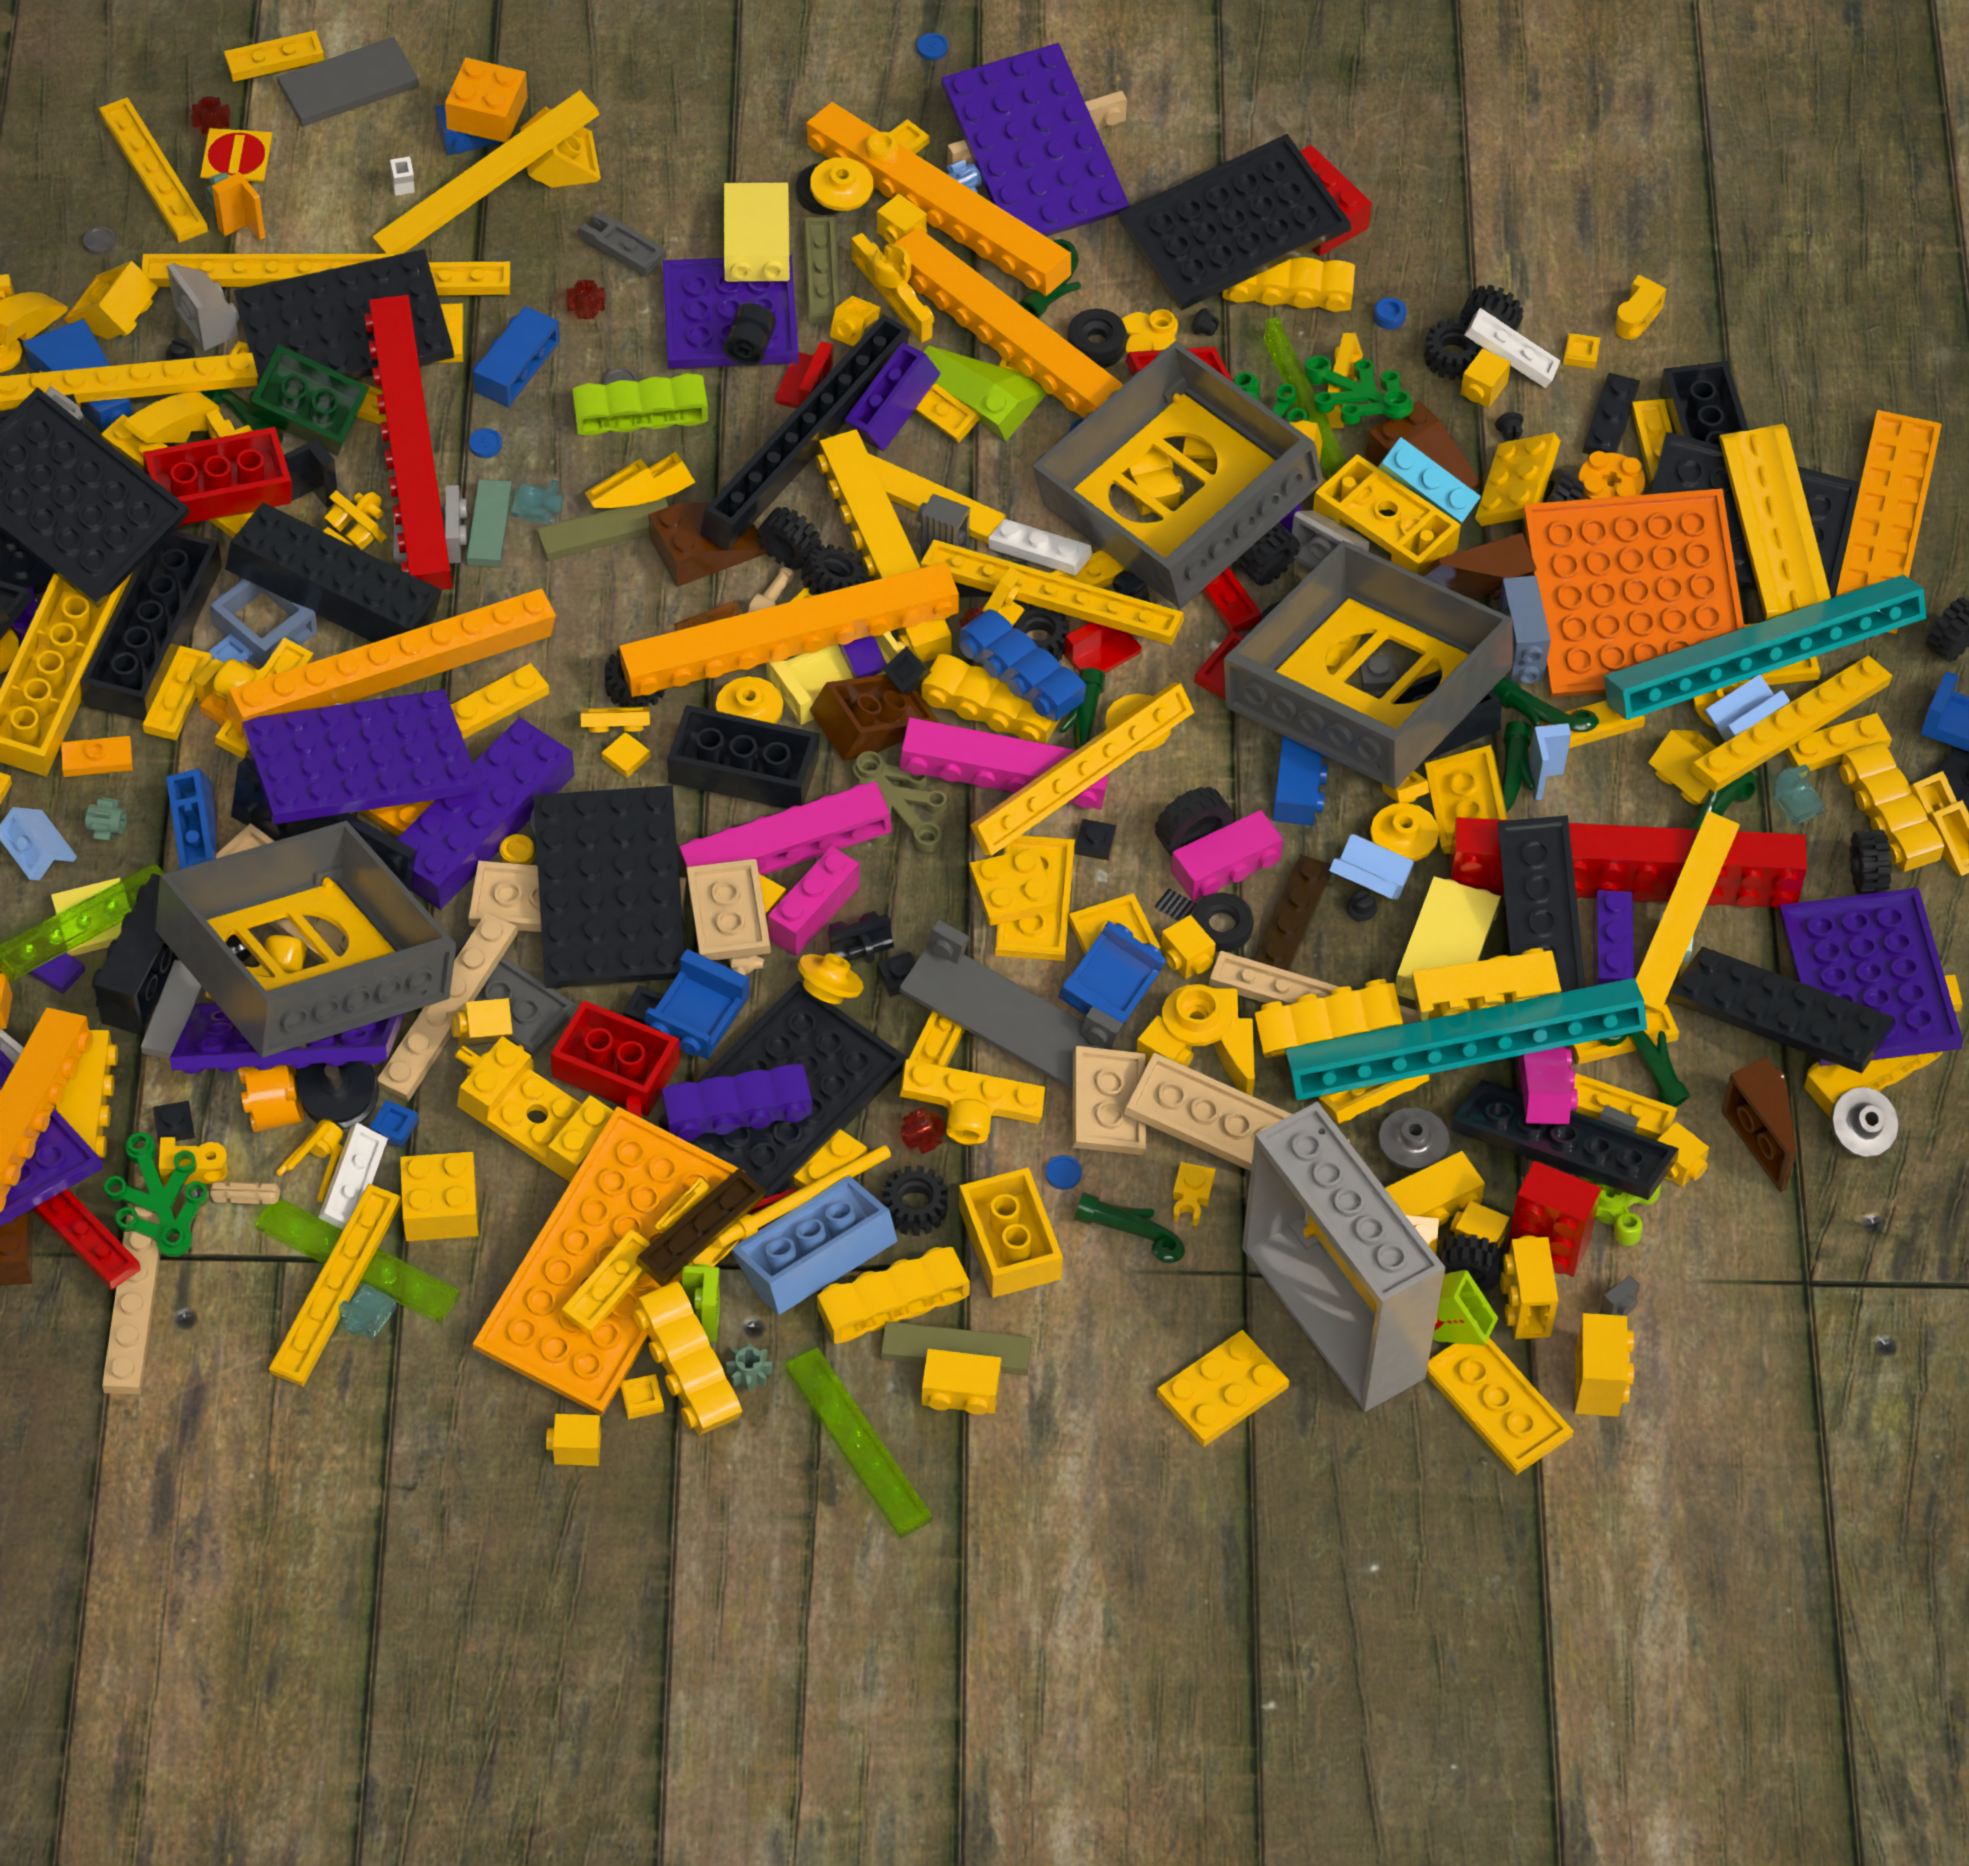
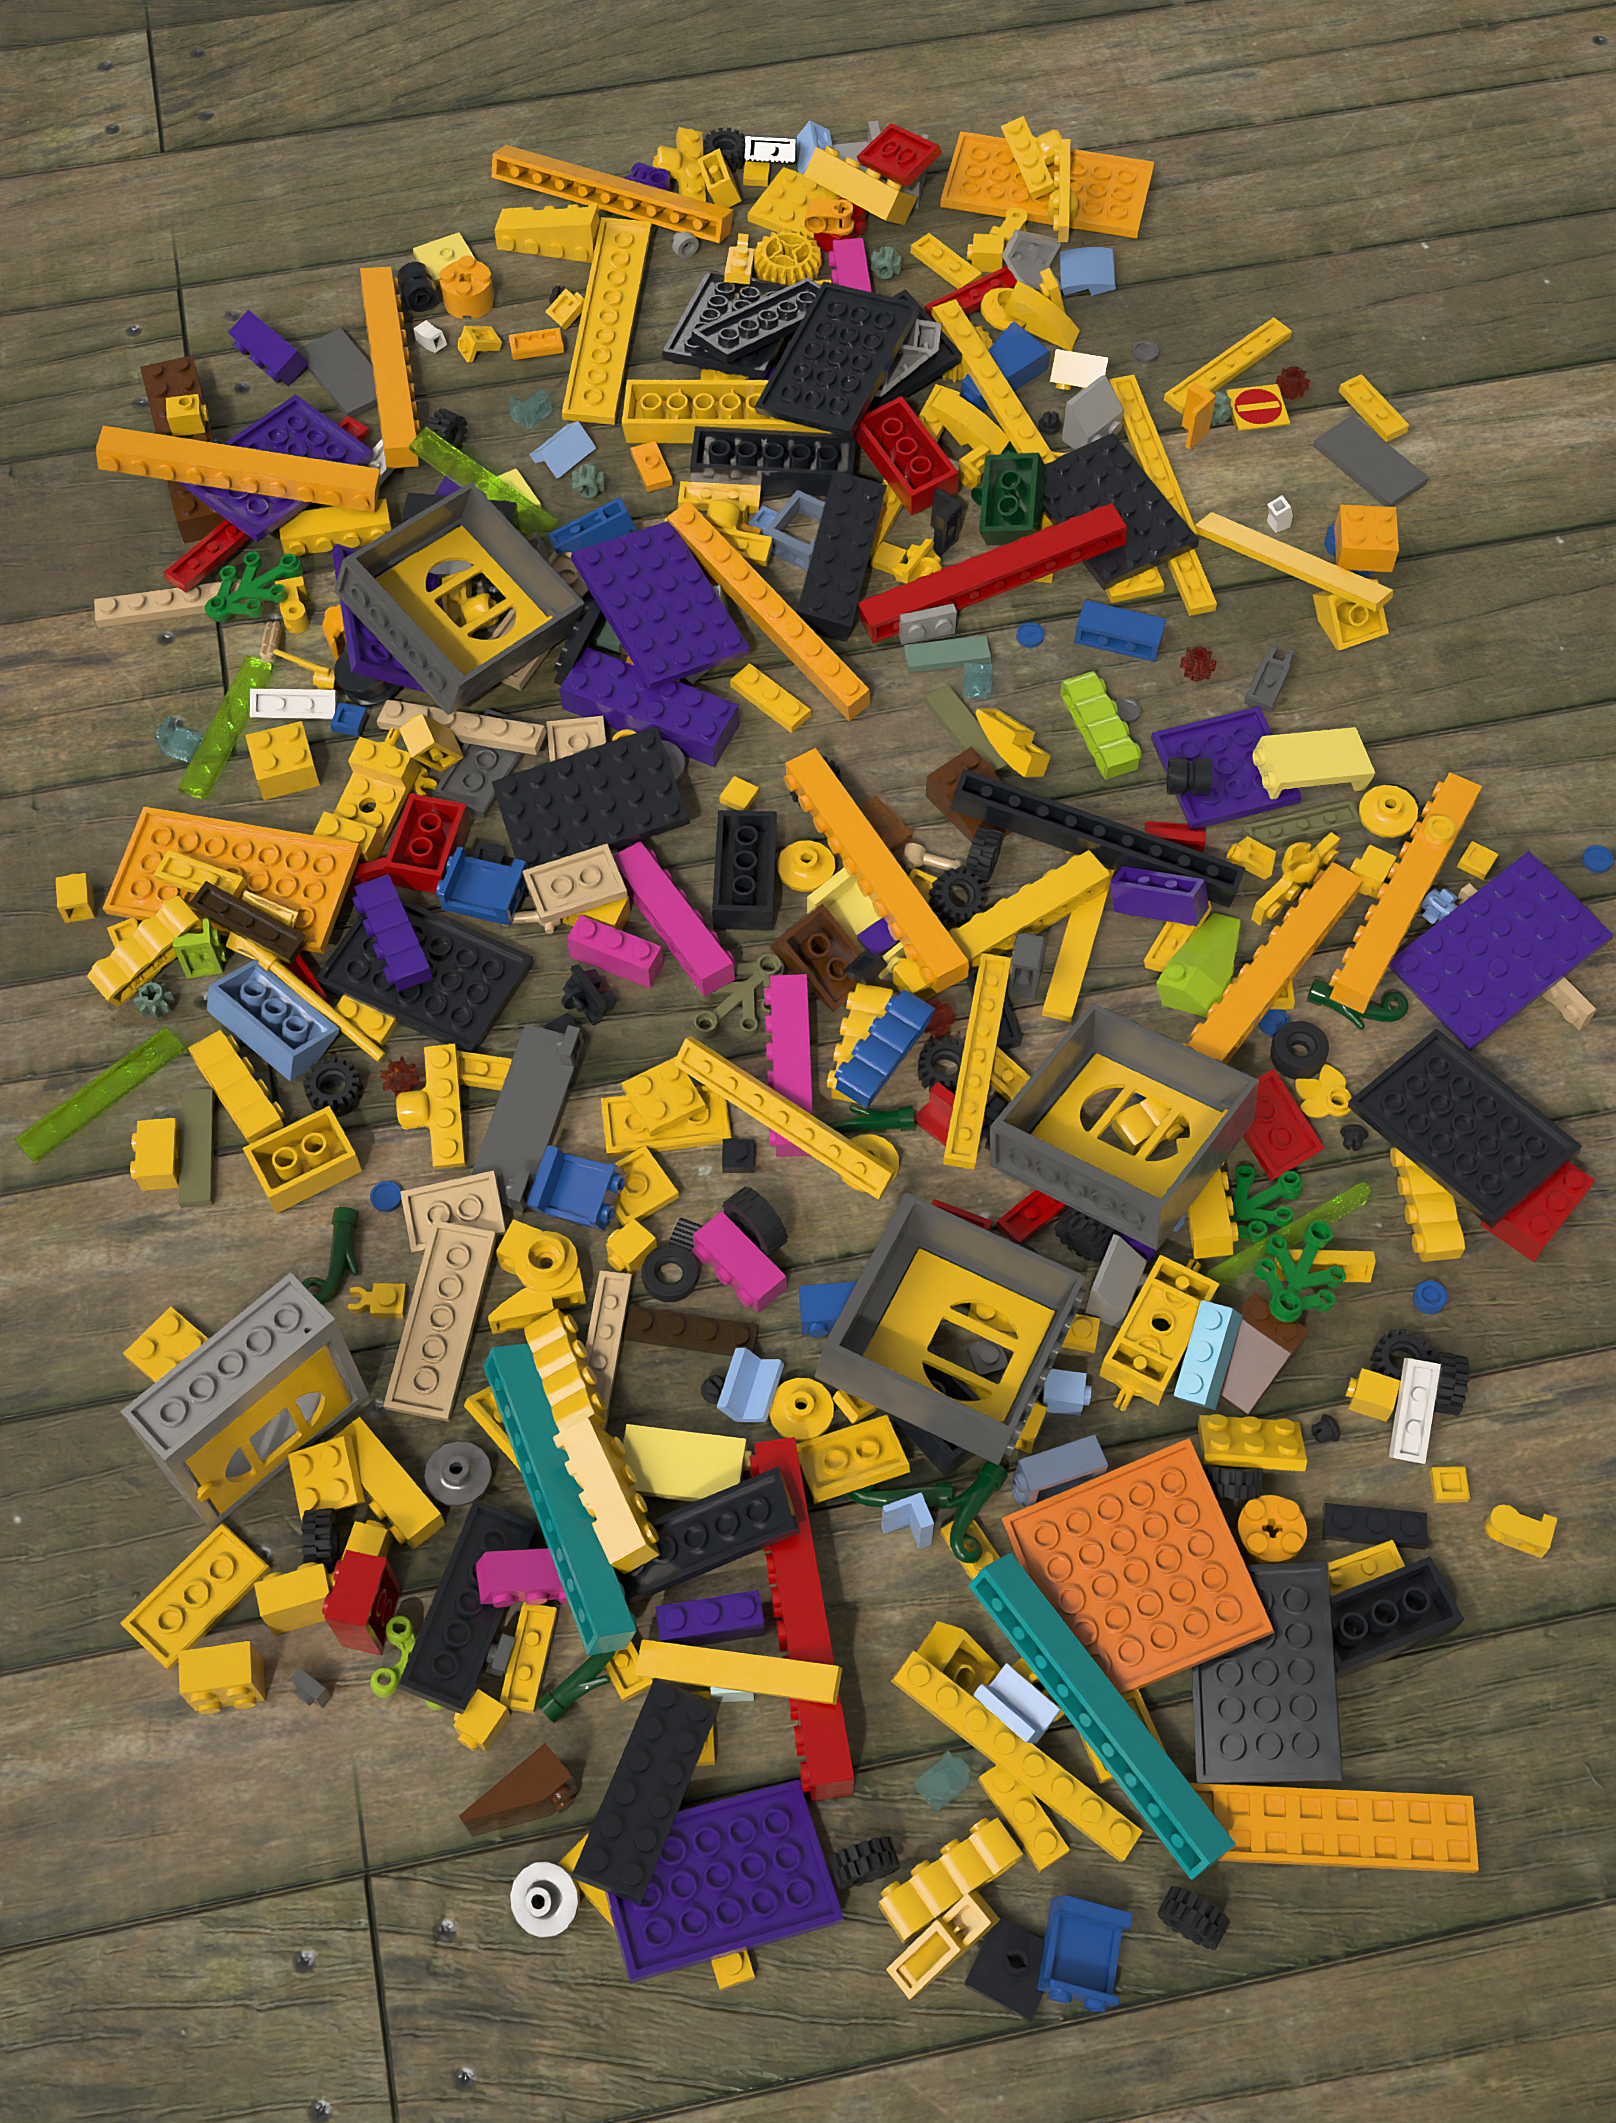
camera: 80 degrees right, 5 degrees up
(174, 1121) = (325, 587): black plate -> none
(334, 1284) = (195, 714): yellow tile -> none
(629, 717) = (770, 776): yellow plate -> none
(829, 978) = (526, 977): yellow piece -> none
(1004, 595) = (951, 1021): yellow bracket -> none
(1040, 547) = (1042, 1040): white plate -> none
(1463, 1311) = (268, 1520): lime torso -> none
(1481, 569) = (1114, 1420): reddish brown slope -> none
(1718, 802) = (864, 1681): dark green plant -> none
(1774, 519) = (1260, 1696): yellow plate -> none

